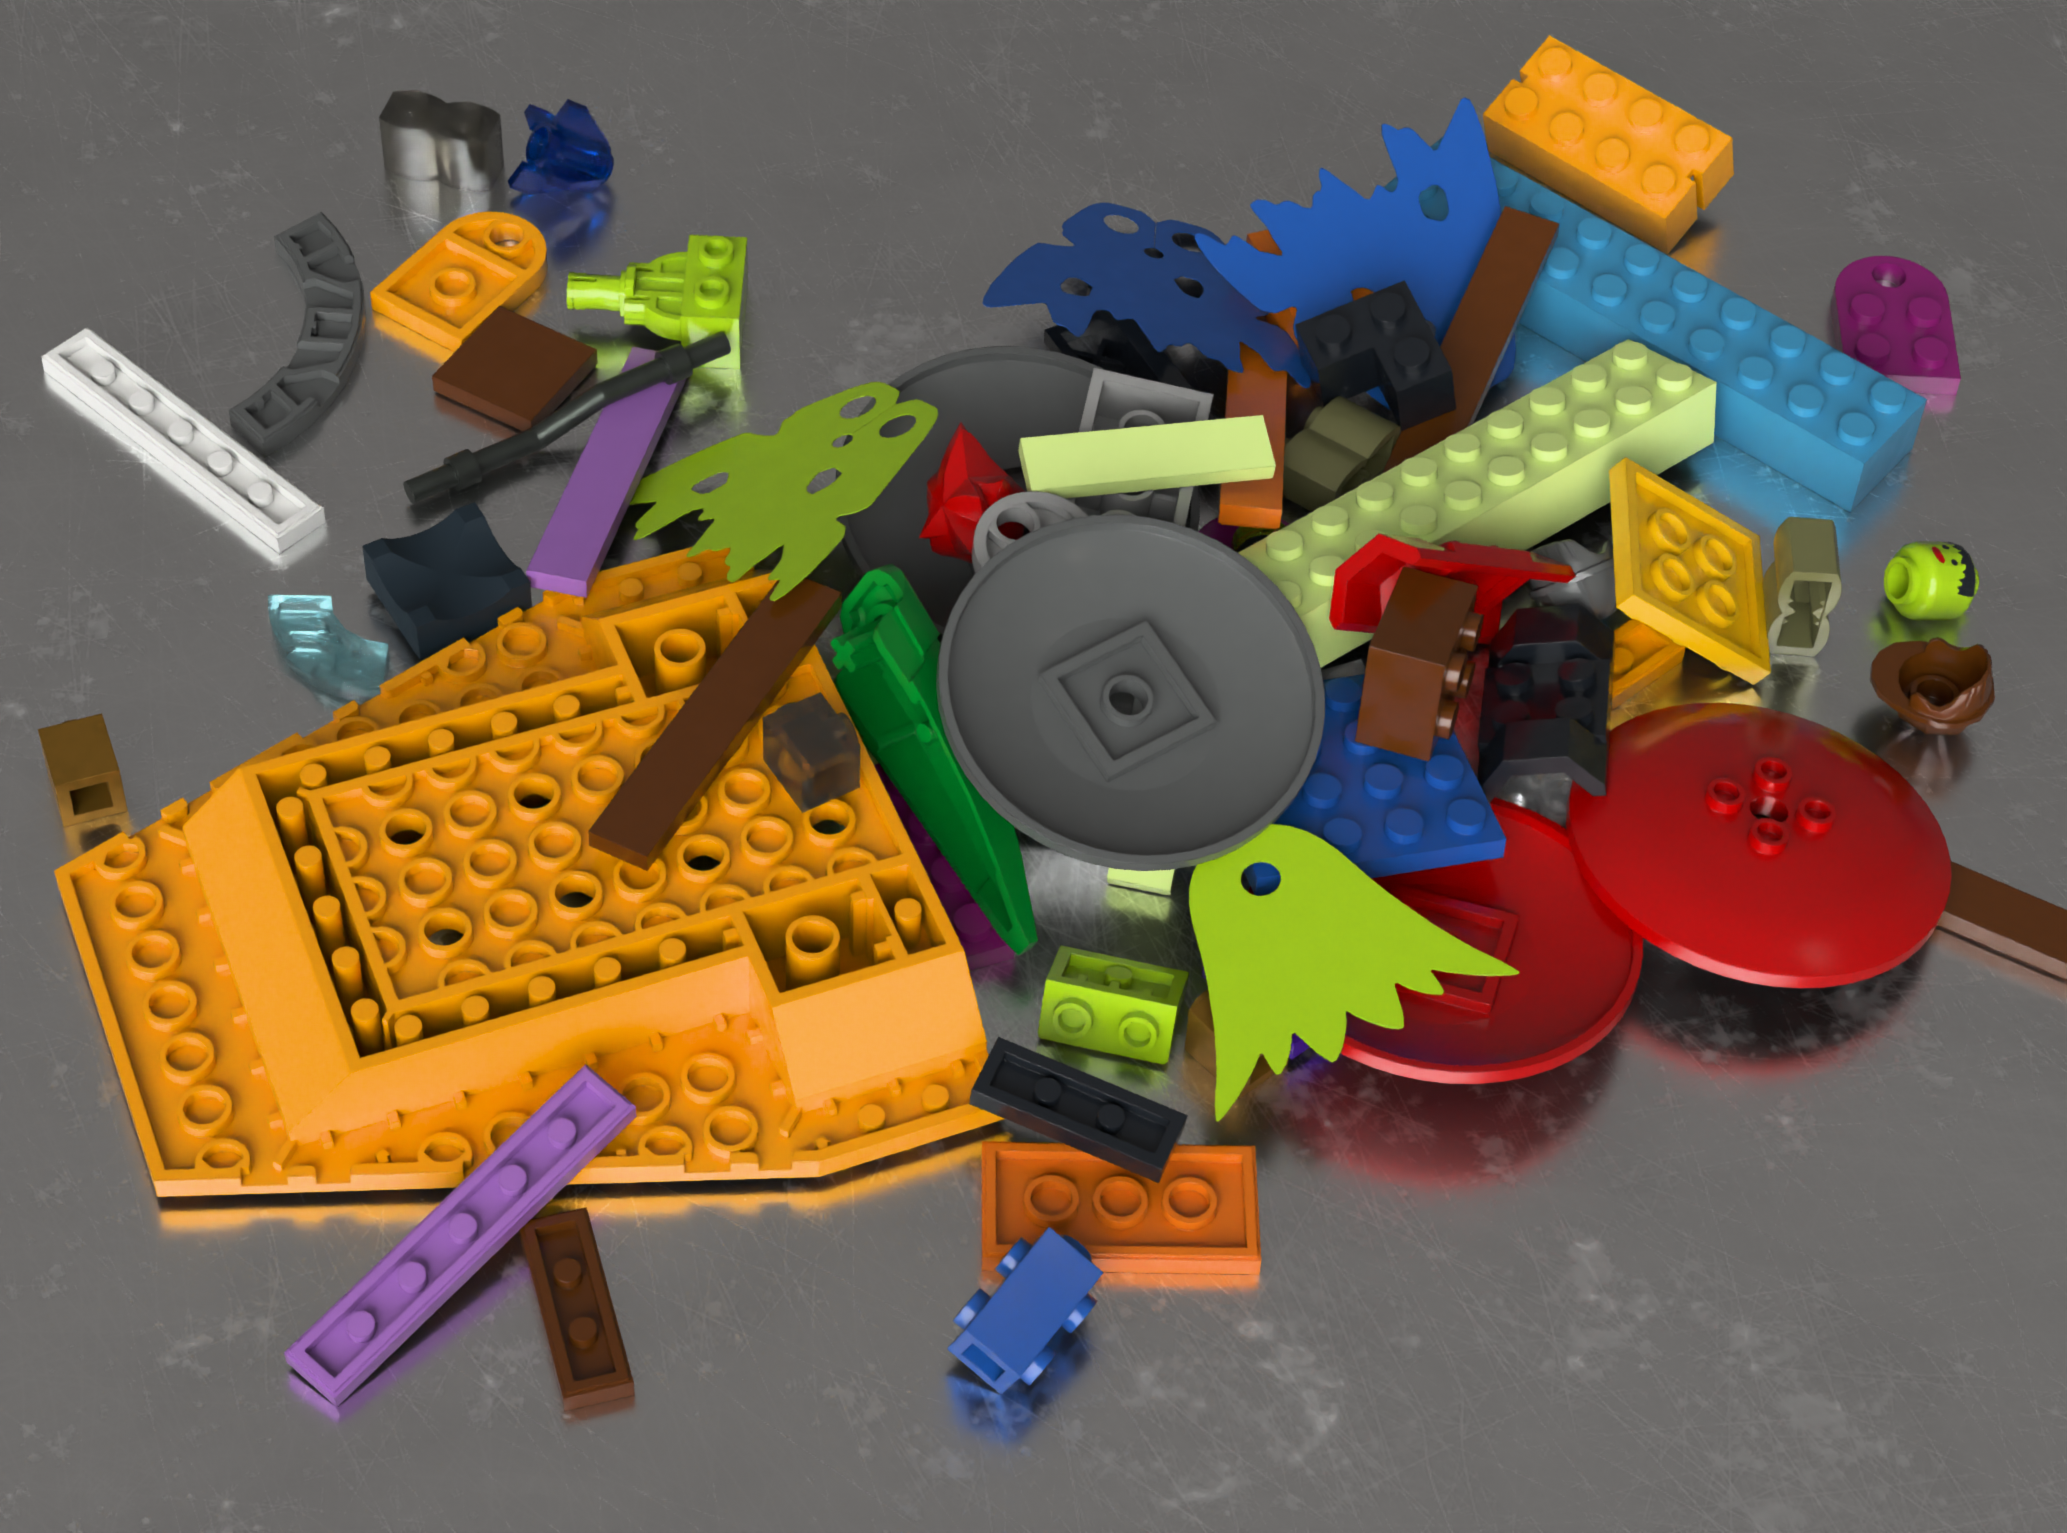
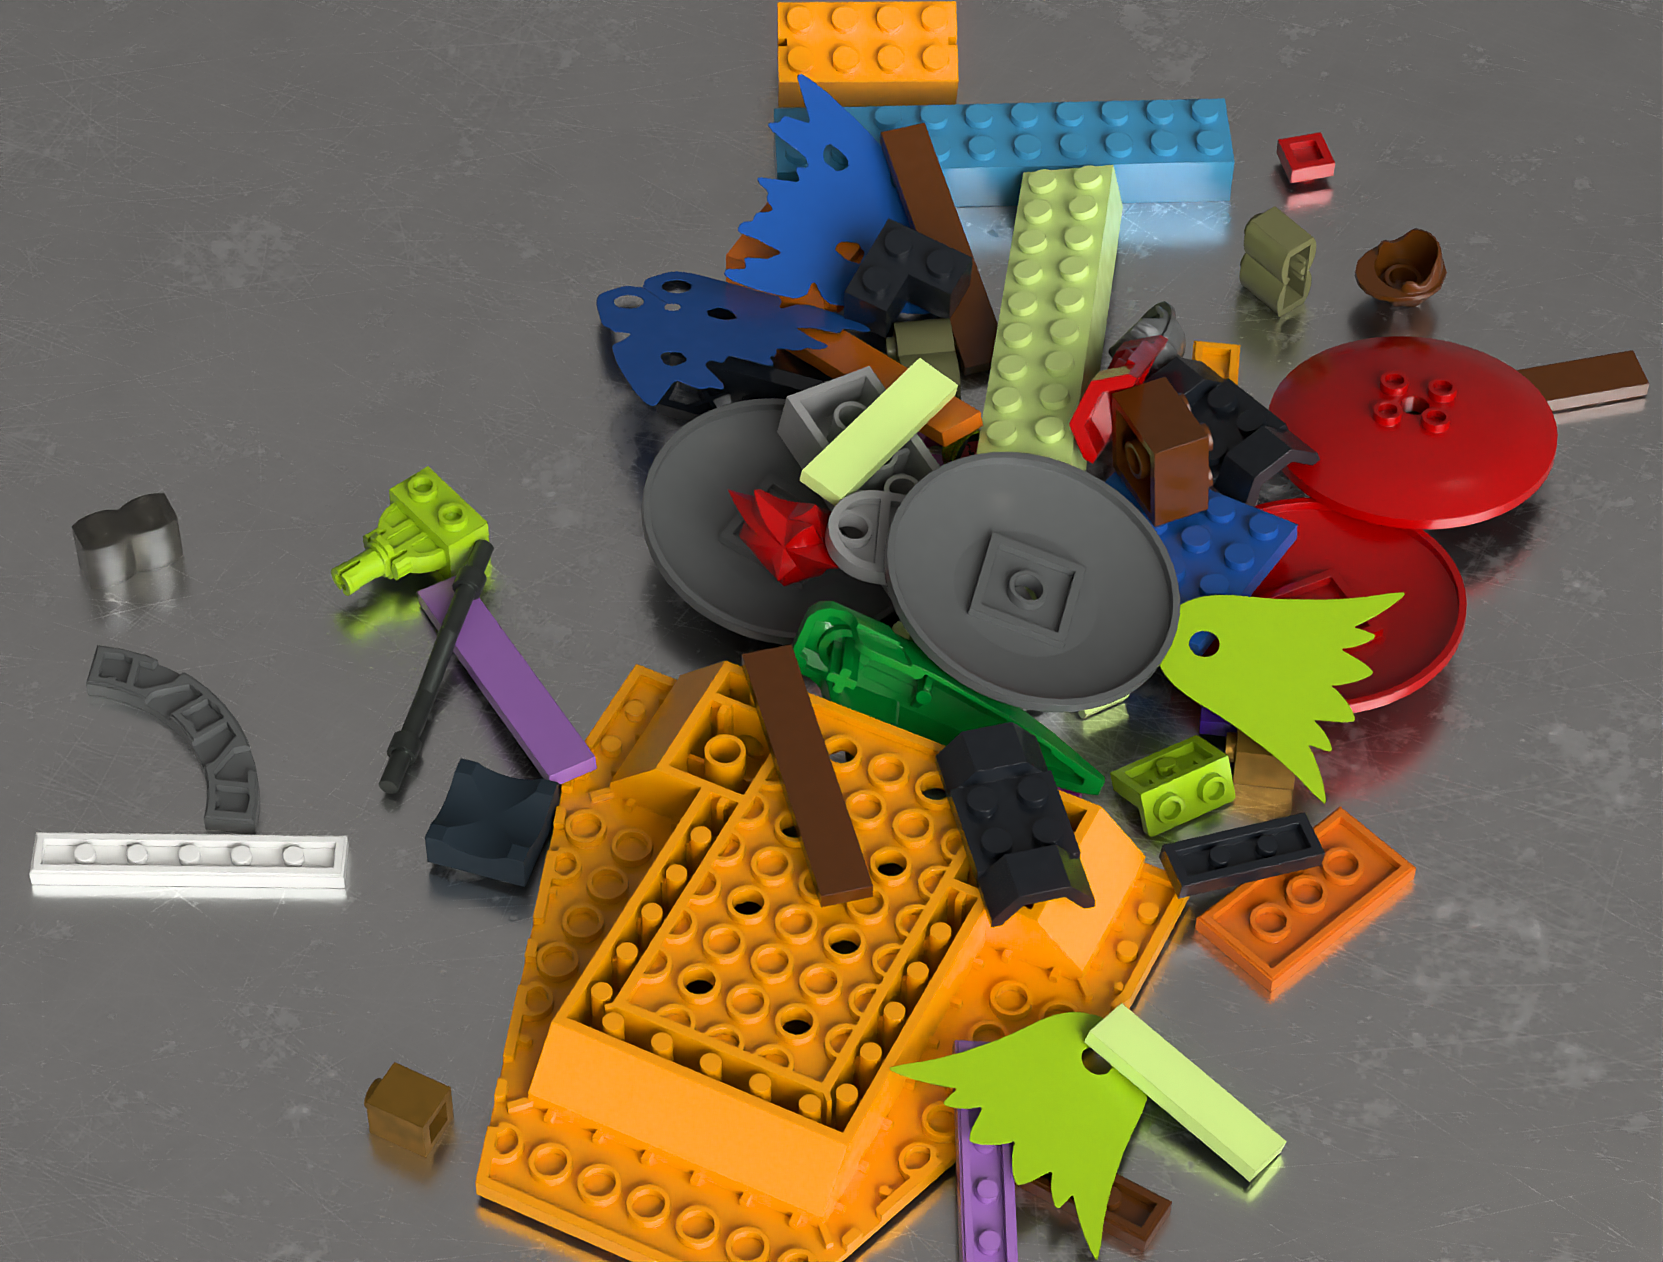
camera: 40 degrees left, 0 degrees up
(323, 650) = (456, 926): clear light blue tile -> none
(464, 277) = (249, 629): light orange tile -> none
(514, 369) = (355, 660): reddish brown tile -> none
(563, 152) = (223, 493): clear blue brick -> none
(613, 1198) = (1049, 1106): none -> lime piece
(763, 1290) = (1185, 1092): none -> yellowish green tile
(768, 481) = (642, 611): lime piece -> none
(812, 751) = (892, 751): clear smoke brick -> none
(855, 899) = (1011, 821): none -> black piece
(1040, 1292) = (1339, 989): blue brick -> none
(1688, 571) = (1208, 295): yellow plate -> none
(1897, 329) = (1134, 63): magenta plate -> none
(1931, 580) = (1329, 210): lime head -> none
(1971, 518) = (1305, 157): none -> red plate

